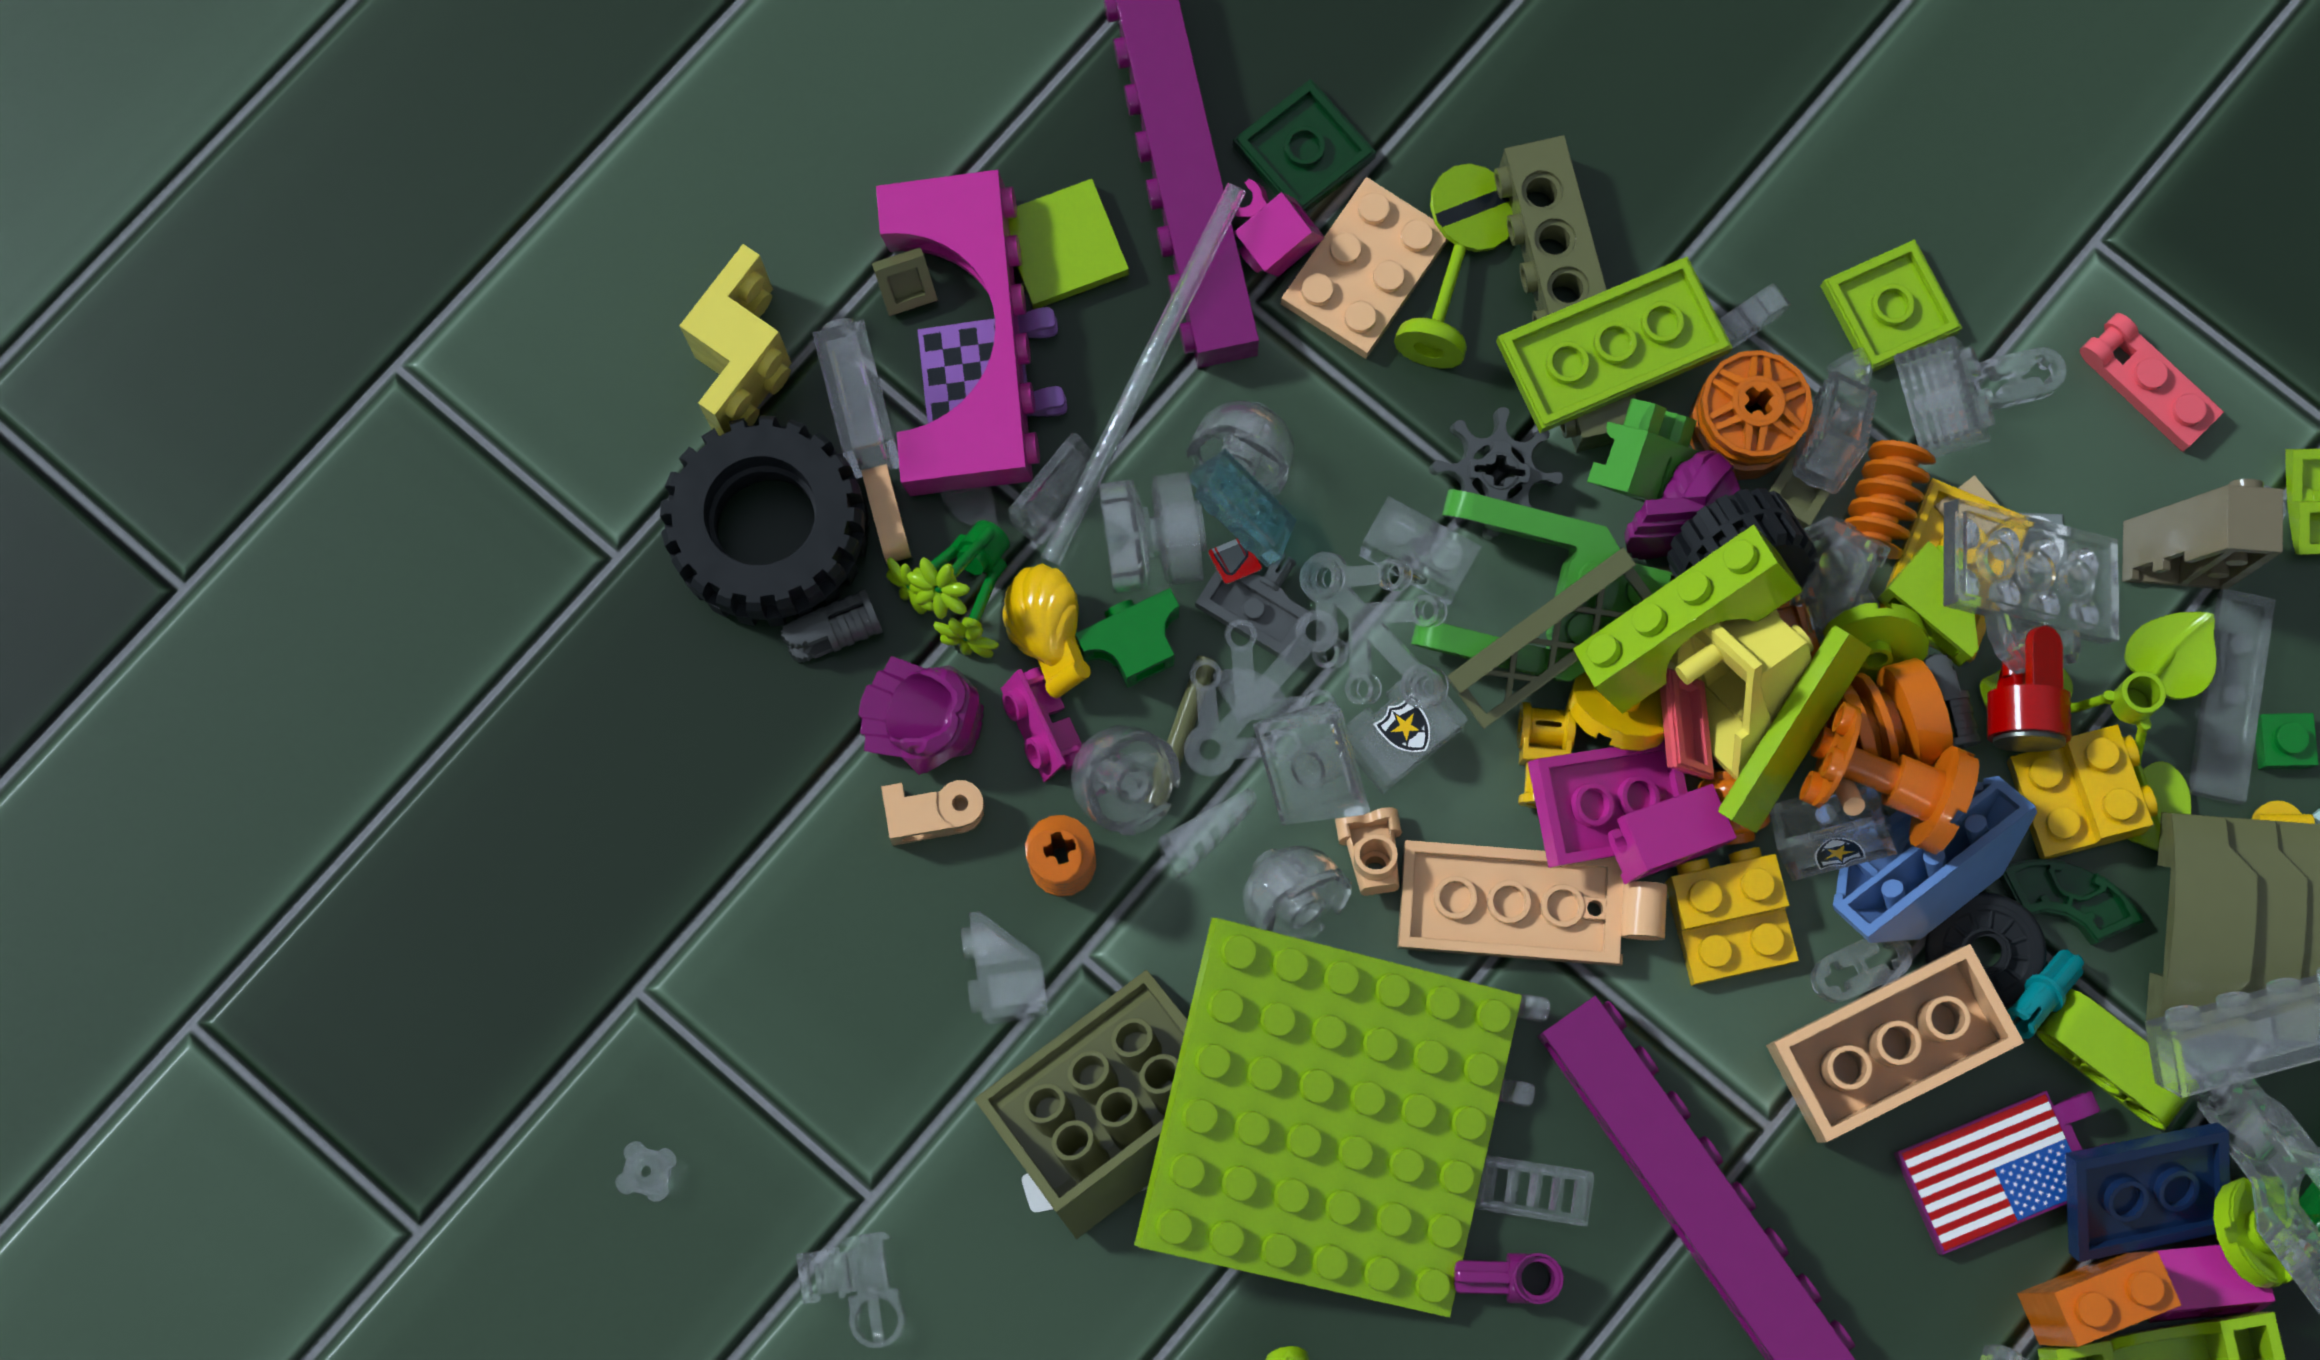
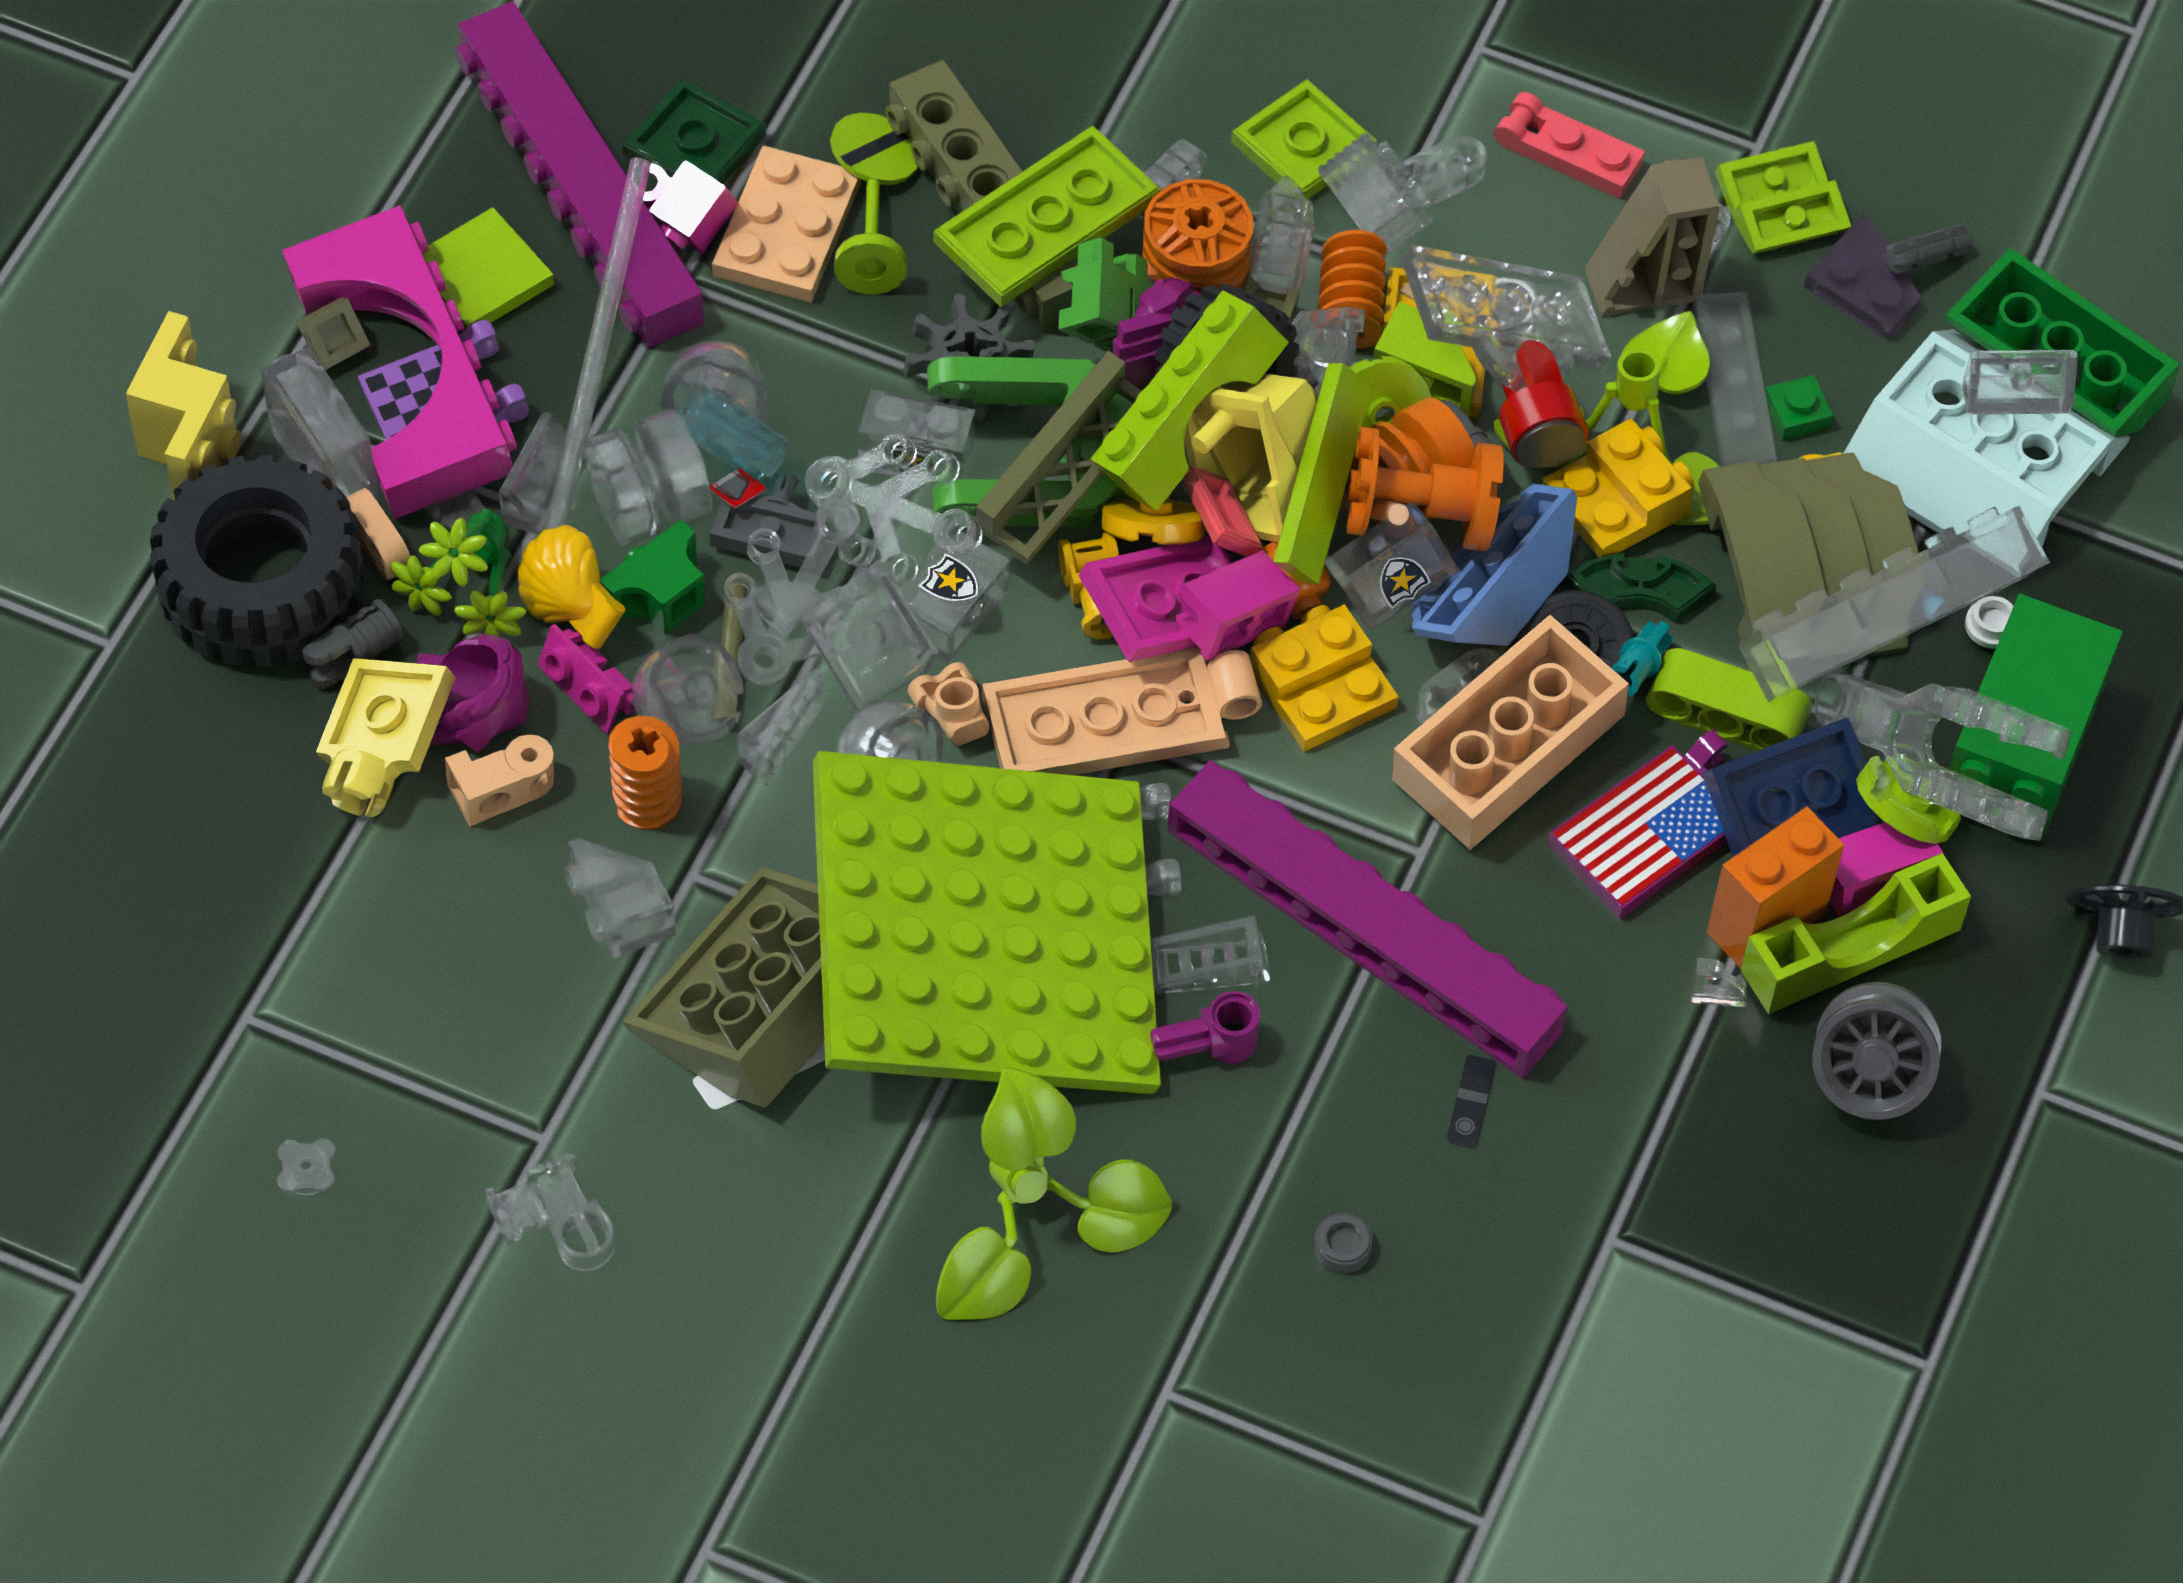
camera: 20 degrees left, 20 degrees down
(831, 734) = (380, 730): none -> light yellow plate

